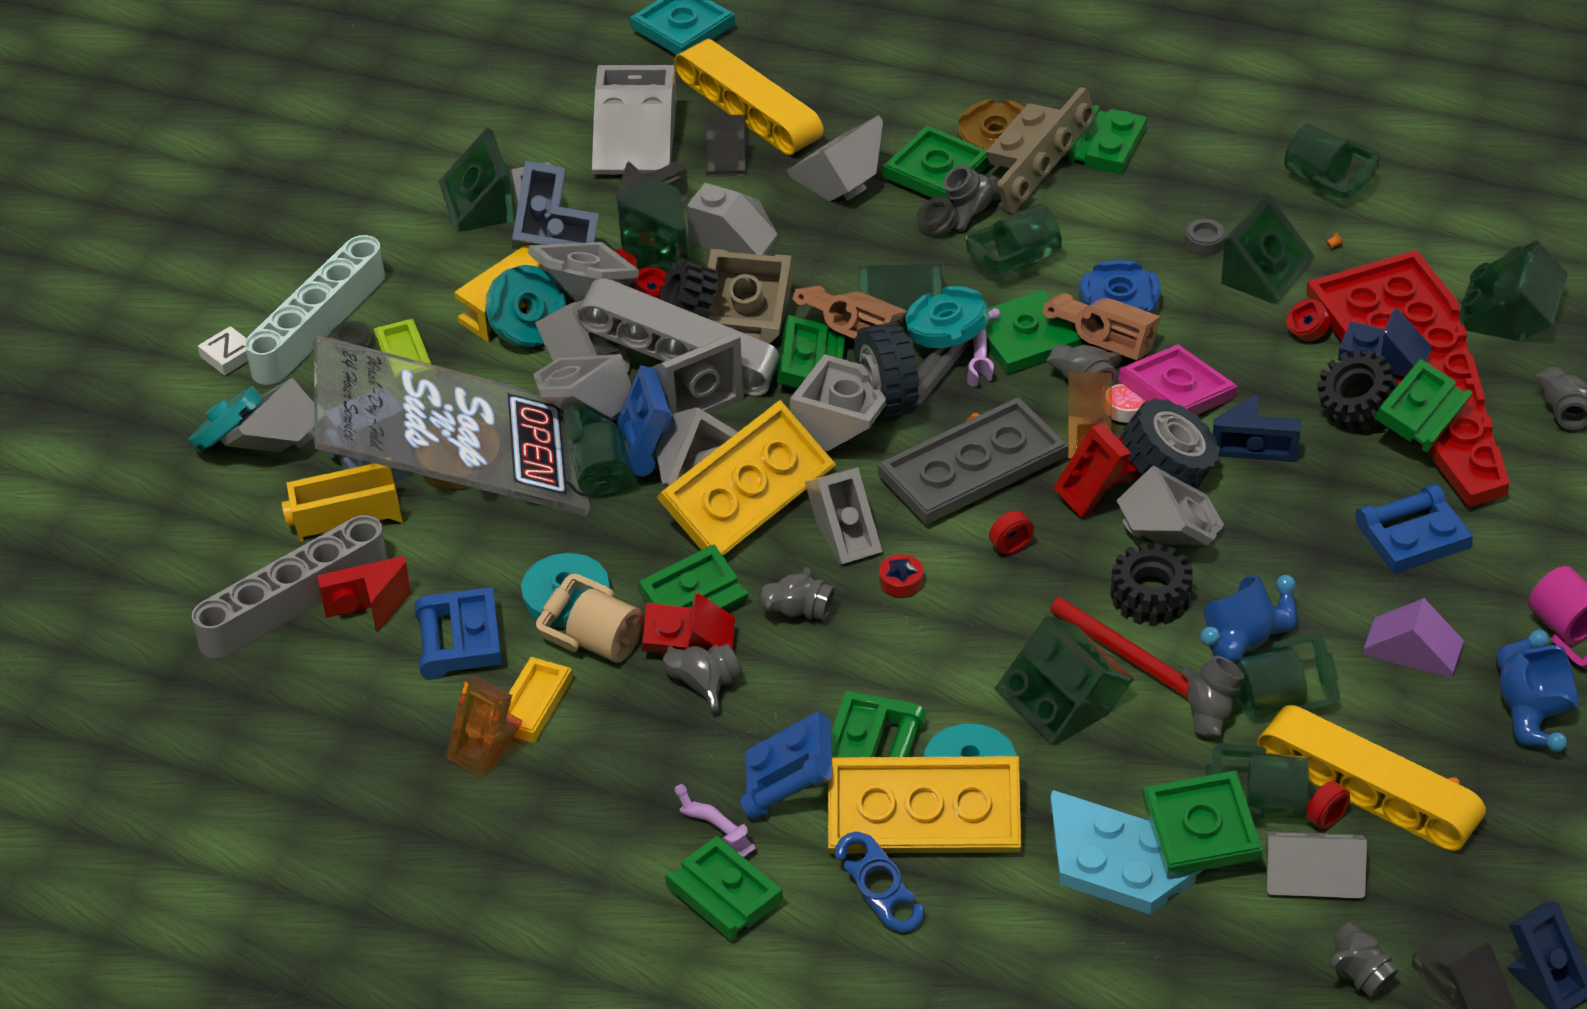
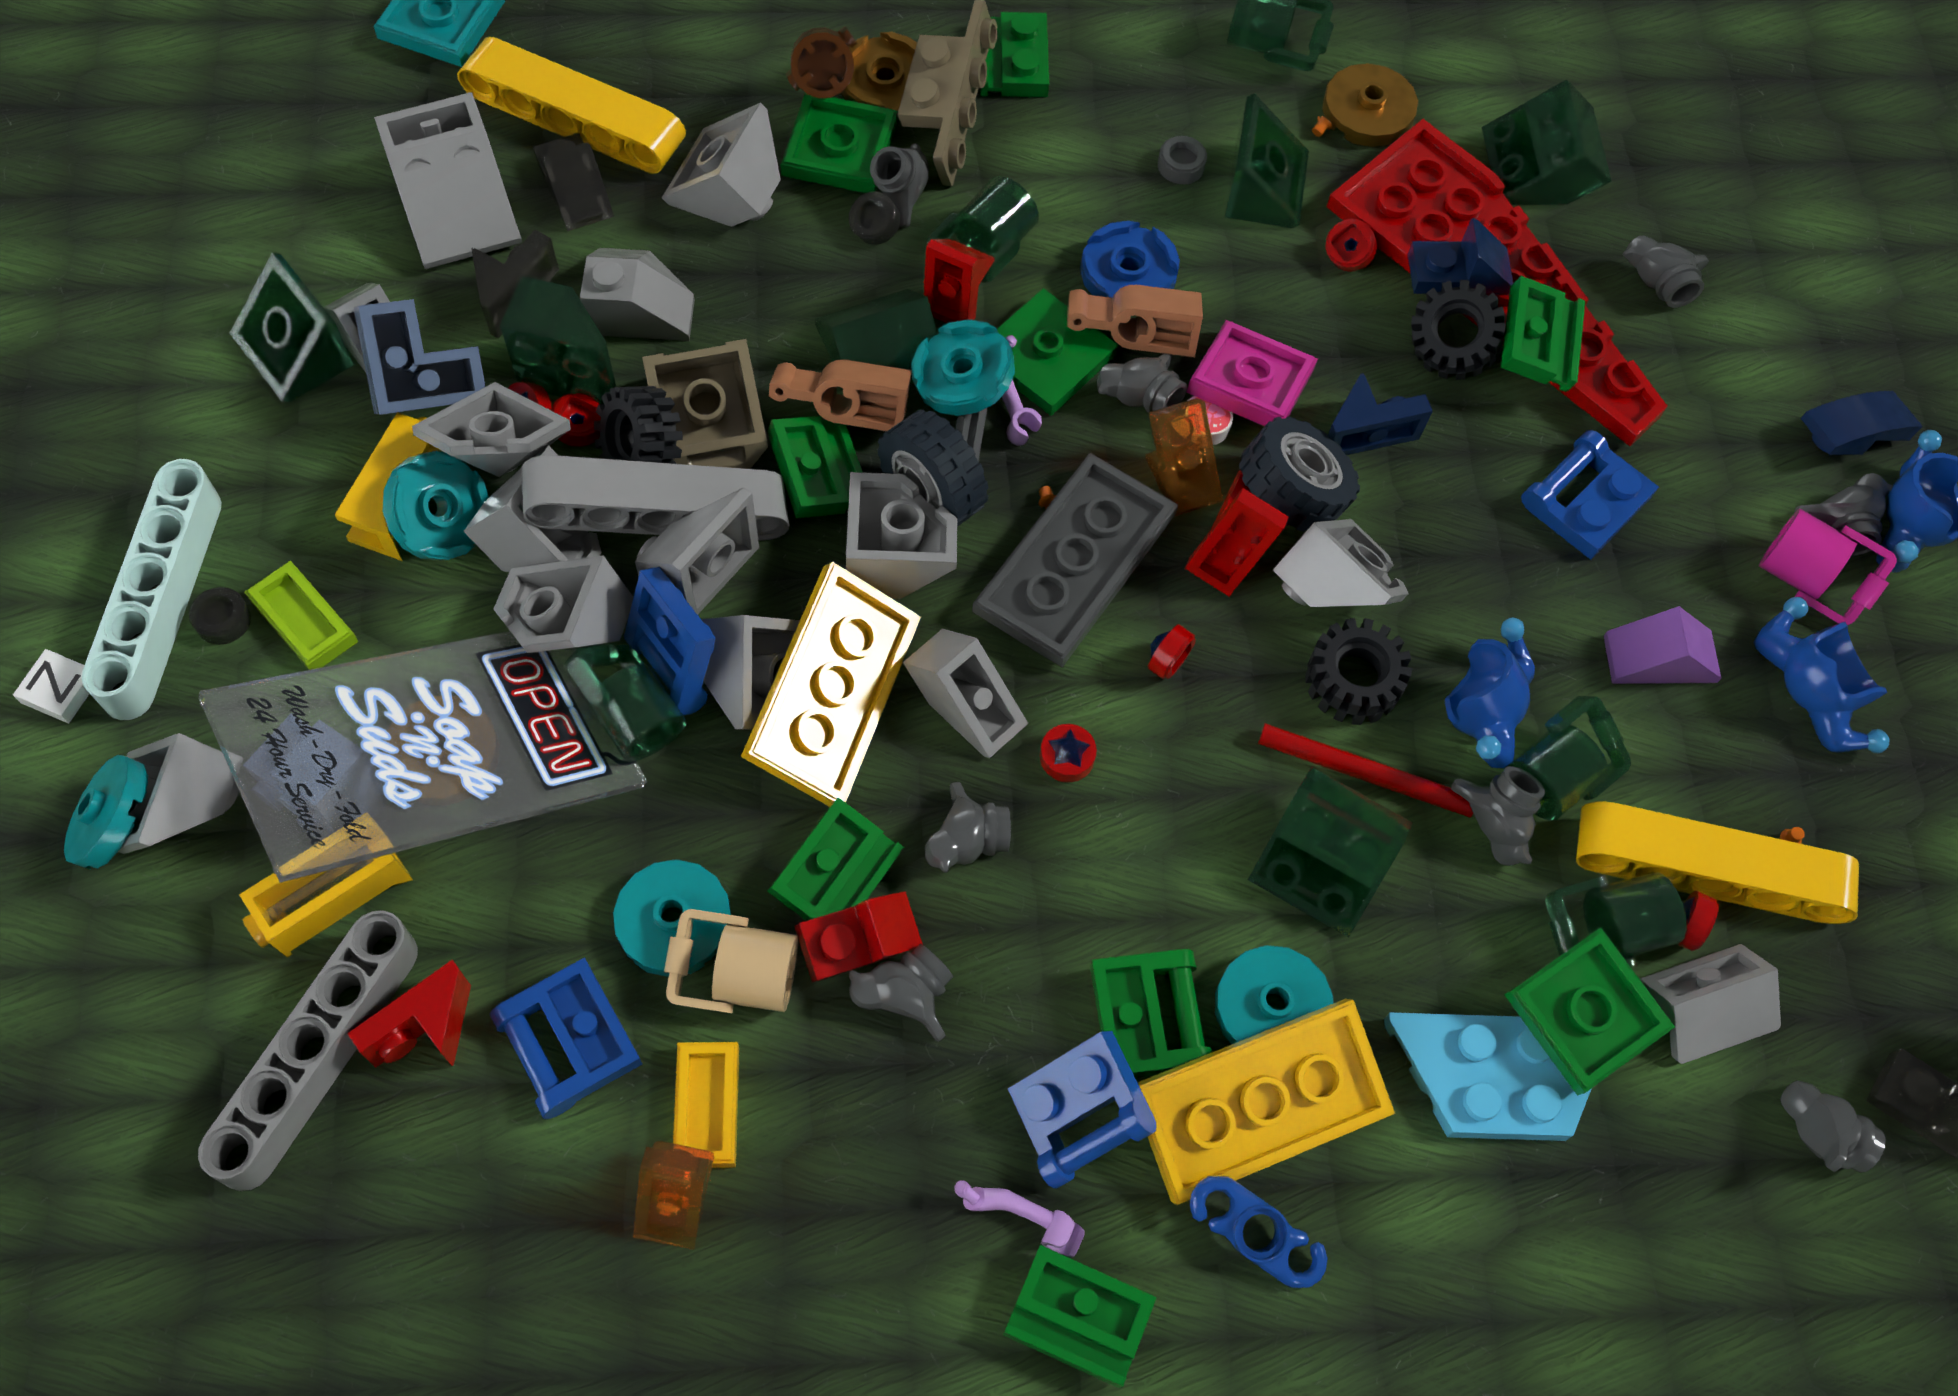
camera: 30 degrees left, 20 degrees up
(943, 102) = (822, 62): none -> reddish brown piece
(969, 258) = (953, 279): none -> red slope
(1382, 233) = (1370, 104): none -> pearl gold plate

